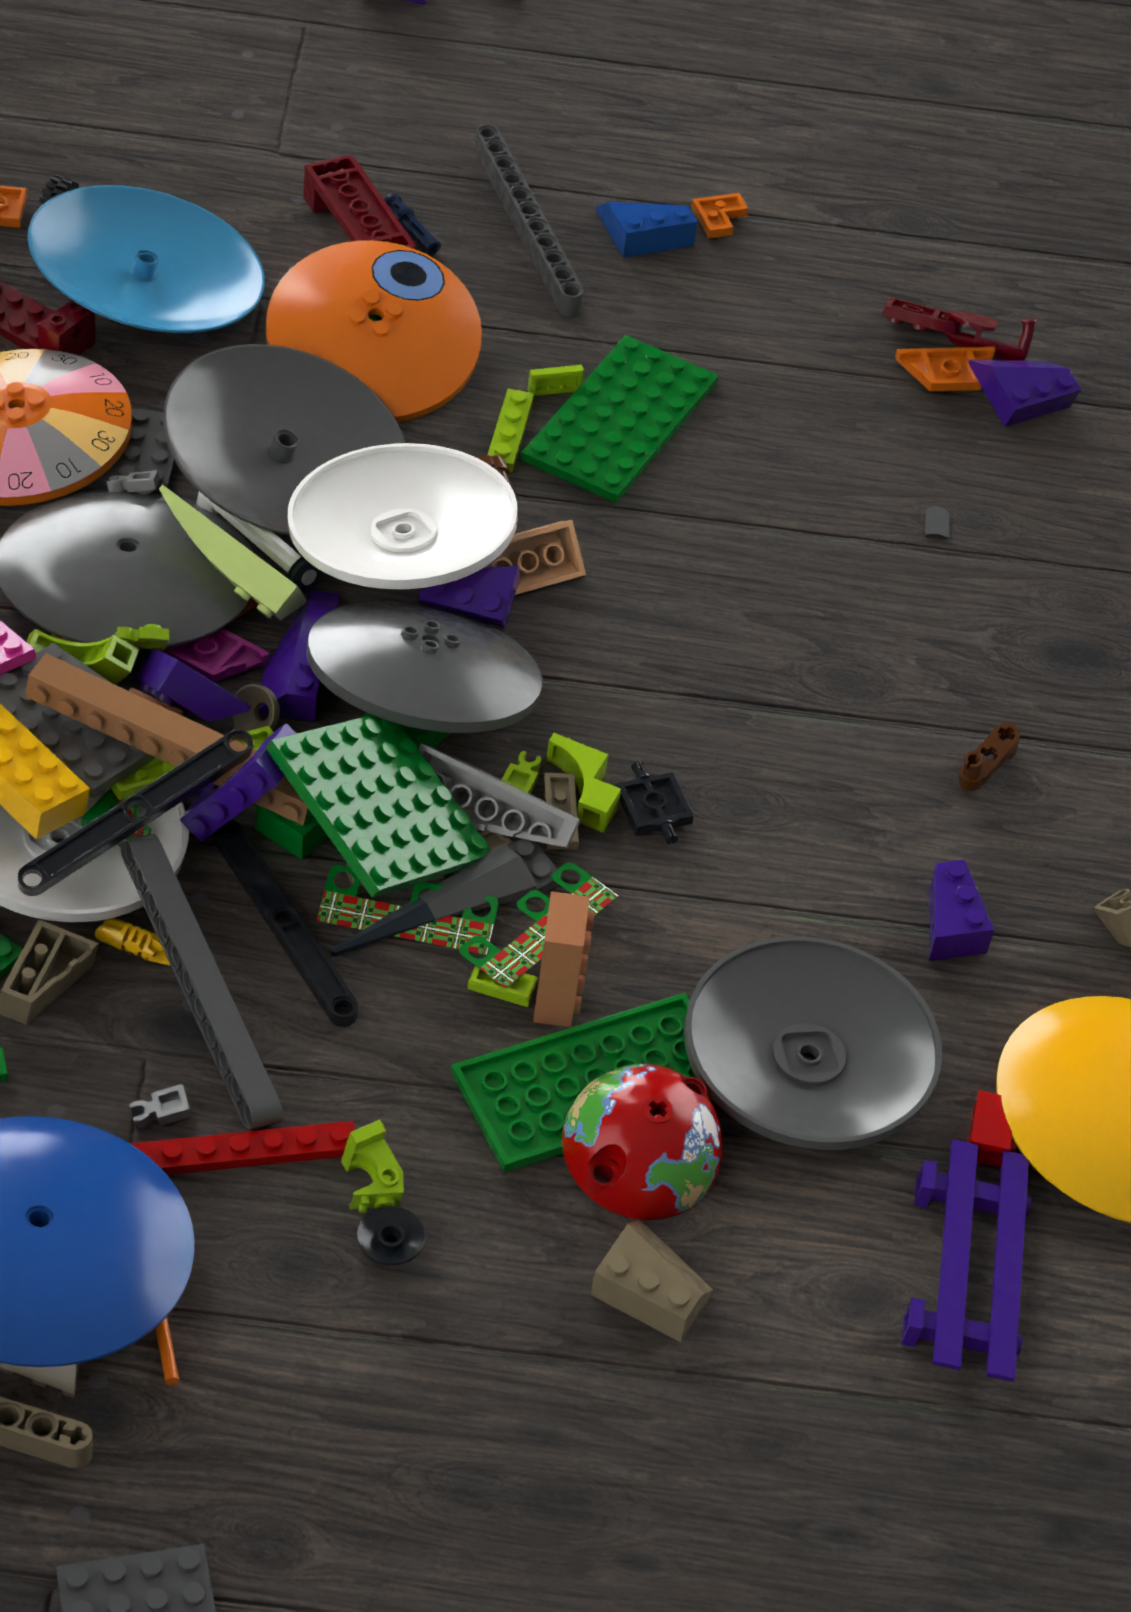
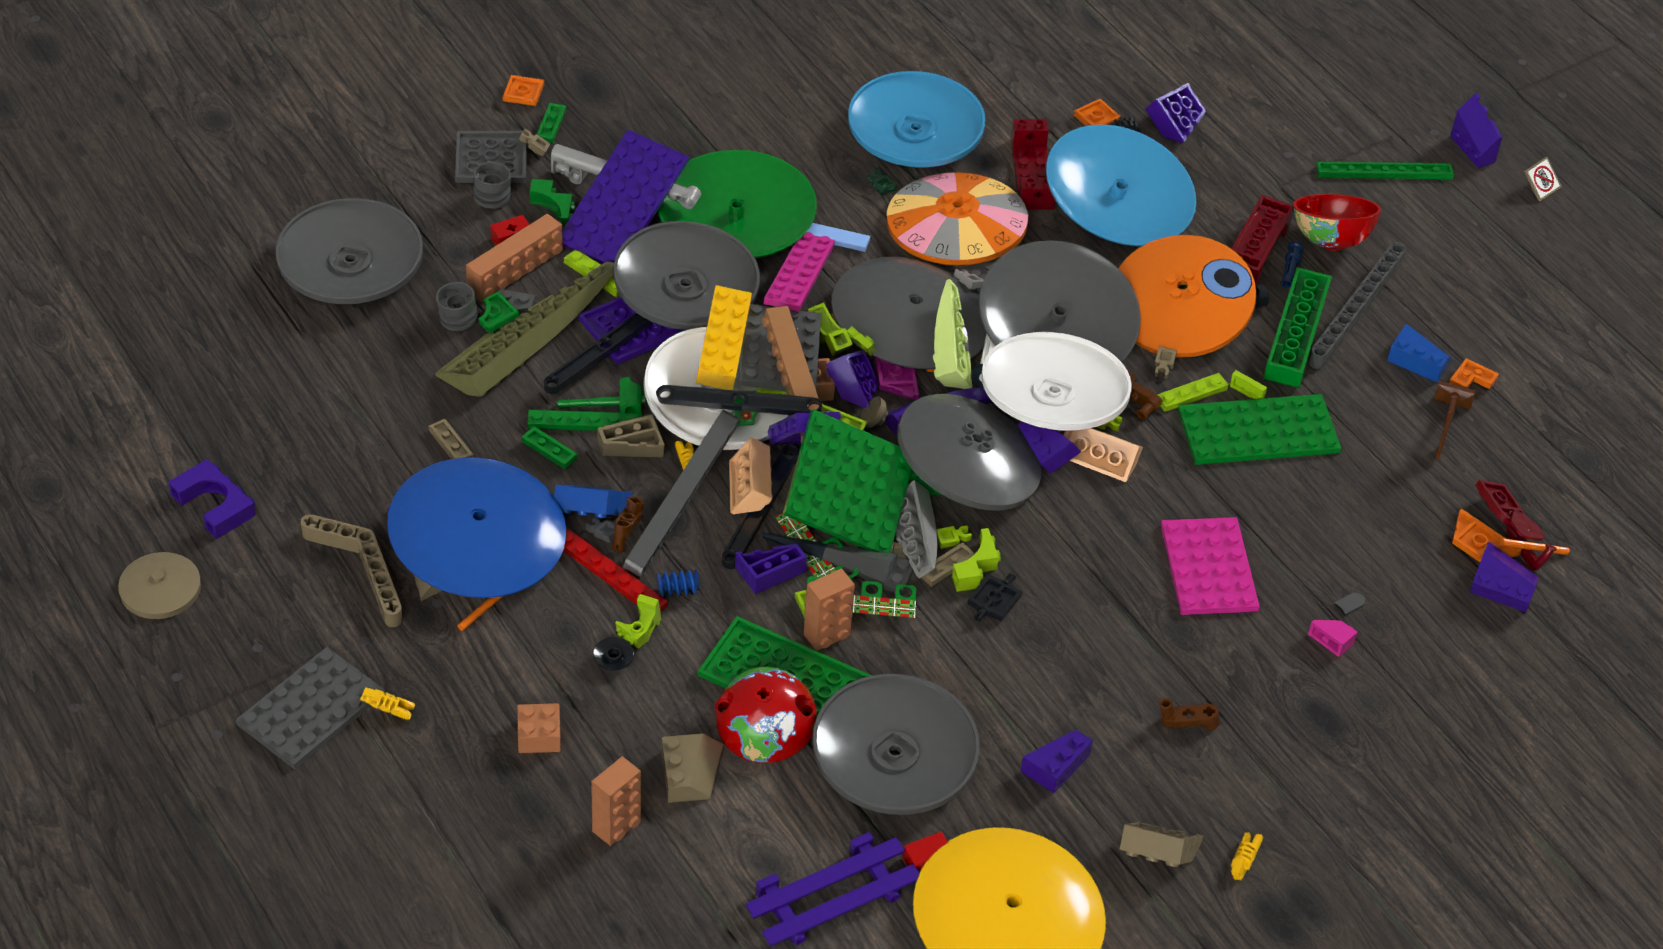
camera: 55 degrees right, 0 degrees up
(79, 144) = (1176, 113): none -> dark purple wedge
(104, 1086) = (591, 500): none -> blue wedge
(183, 1071) = (627, 522): none -> reddish brown beam
(236, 1554) = (388, 703): none -> yellow hinge
(242, 898) = (750, 477): none -> light nougat slope
(339, 1087) = (678, 583): none -> blue piece
(349, 66) = (1384, 170): none -> green tile
(405, 978) = (770, 567): none -> dark purple wedge
(407, 139) = (1335, 219): none -> red piece
(443, 415) = (1164, 361): none -> dark tan plate
(444, 1401) = (538, 728): none -> nougat brick
(516, 282) = (1297, 327): none -> green brick
(681, 1386) = (616, 801): none -> nougat brick
(744, 242) = (1454, 396): none -> reddish brown piece
(779, 593) = (1209, 566): none -> dark pink plate
(979, 565) = (1333, 635): none -> dark pink slope
(1002, 335) = (1532, 546): none -> orange bar

